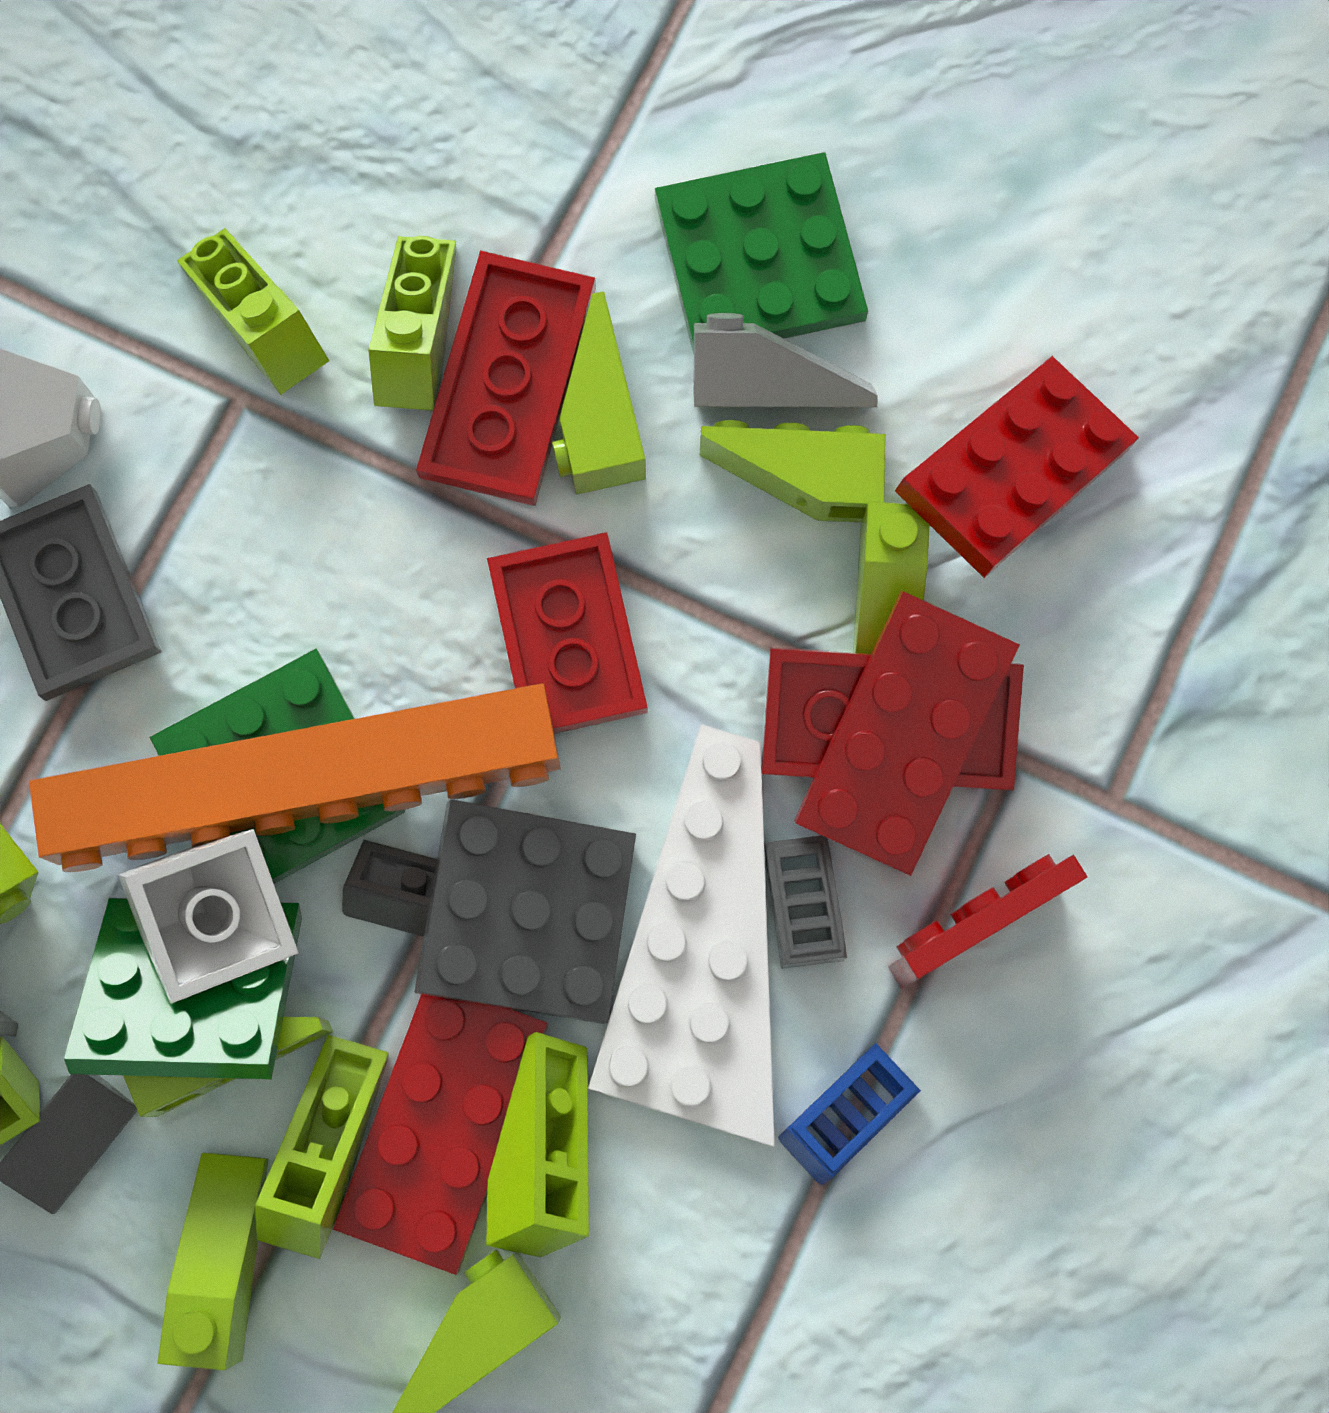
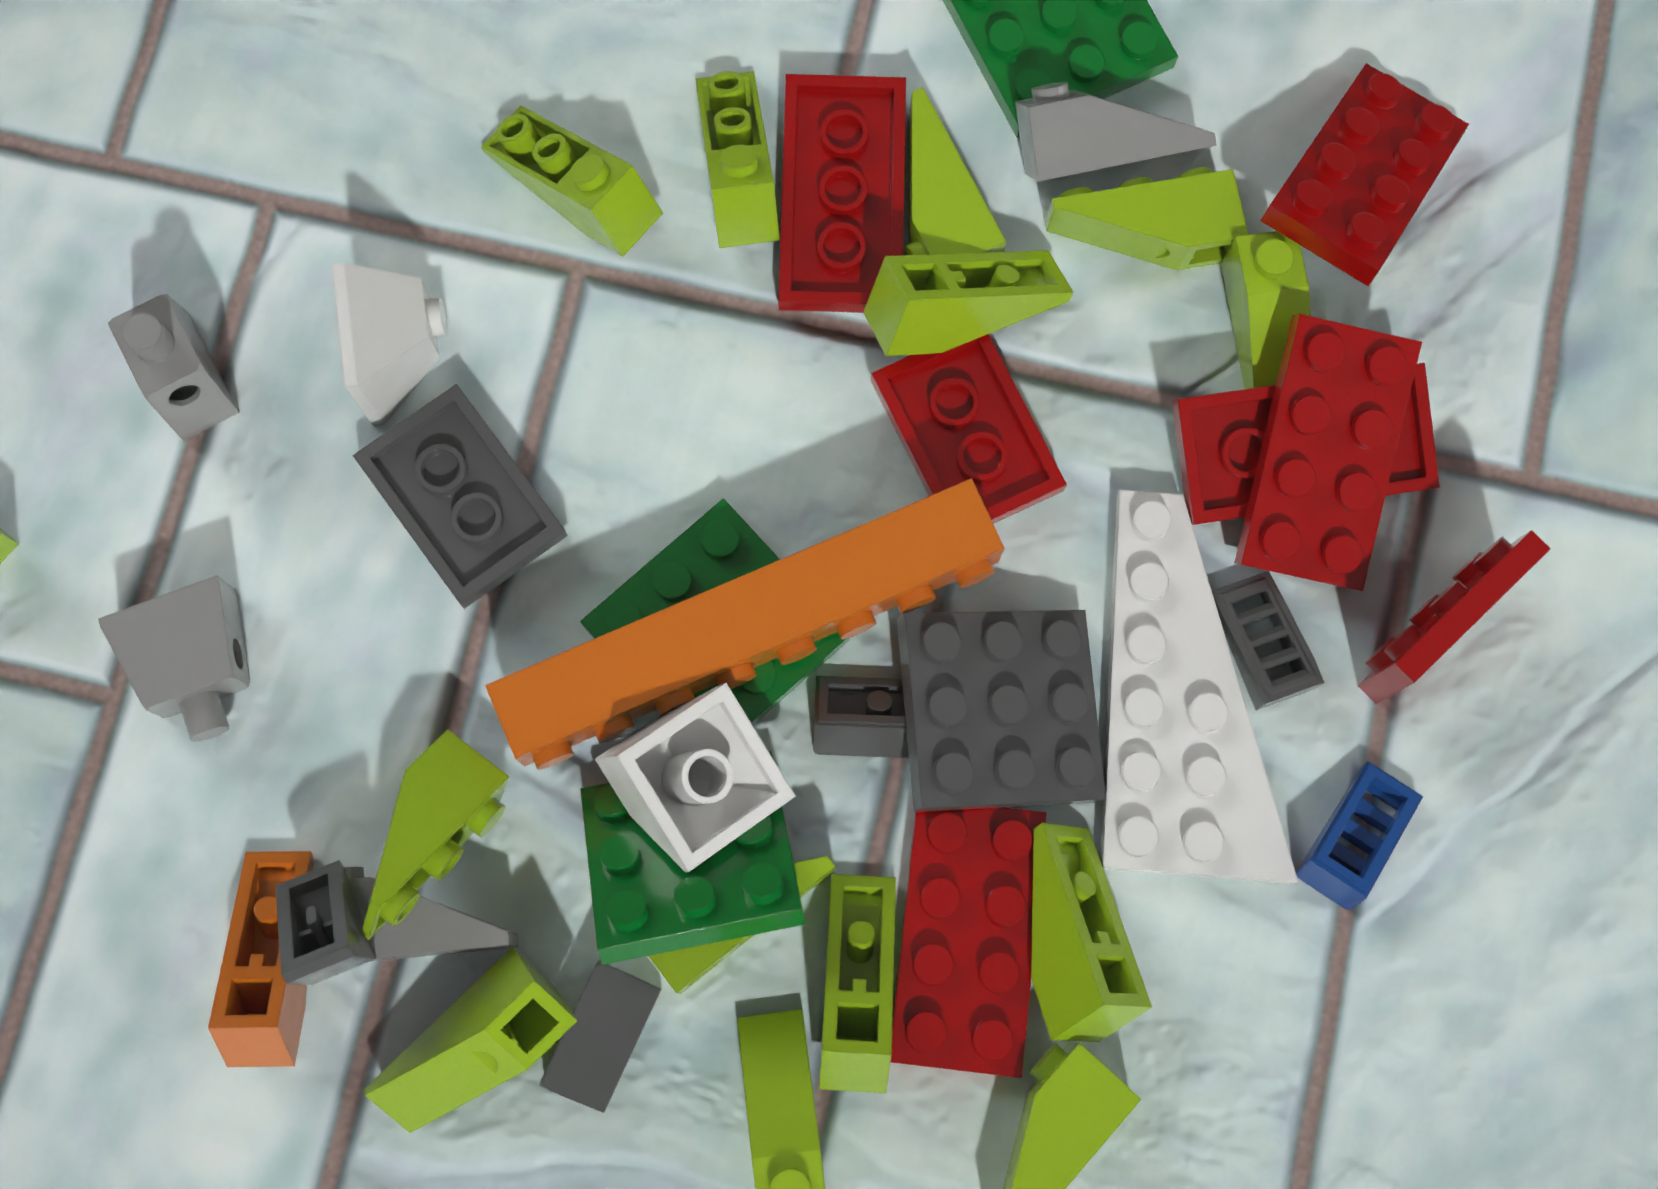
camera: 15 degrees left, 0 degrees up
(585, 504) = (954, 298): none -> lime slope

